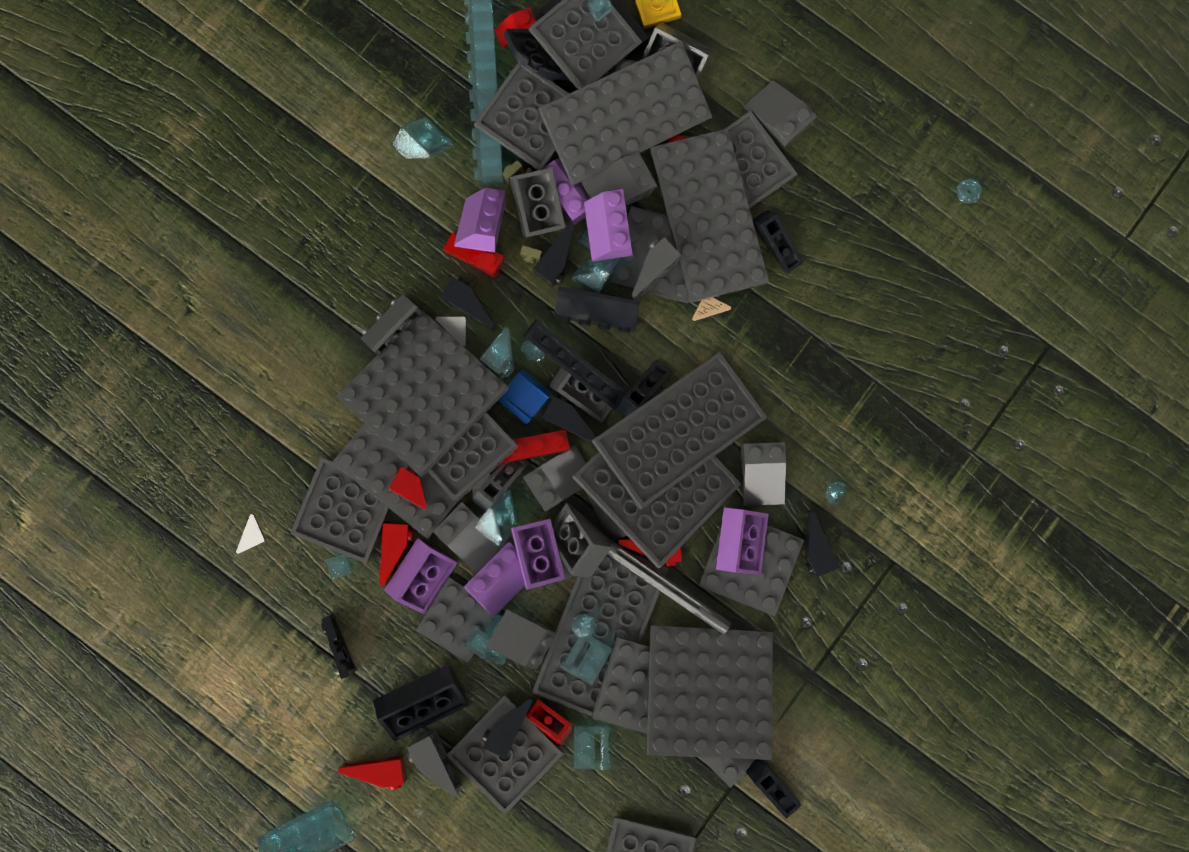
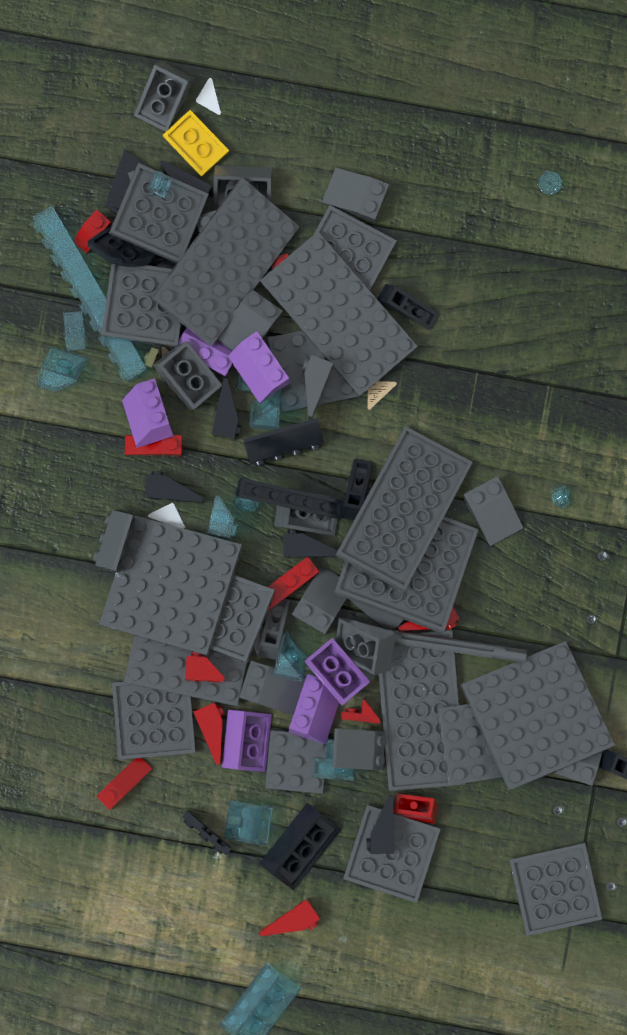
camera: 25 degrees left, 0 degrees up
(251, 536) = (84, 778): white sticker -> none
(283, 558) = (124, 782): none -> red slope
(339, 566) = (172, 767): clear light blue plate -> none
(383, 656) = (248, 822): none -> clear light blue slope
(431, 759) = (332, 885): dark grey slope -> none
(453, 112) = (74, 331): none -> clear light blue plate
(525, 396) = (259, 545): blue slope -> none
(530, 255) = (203, 422): olive plate -> none
(546, 609) = (366, 715): none -> red slope
(584, 625) = (404, 712): clear light blue plate -> none
(585, 747) = (456, 816): clear light blue plate -> none
(591, 662) = (426, 739): clear light blue plate -> none
(742, 541) = (502, 577): medium lavender slope -> none
(757, 591) = (519, 591): dark grey plate -> none
(817, 549) = (571, 554): black slope -> none

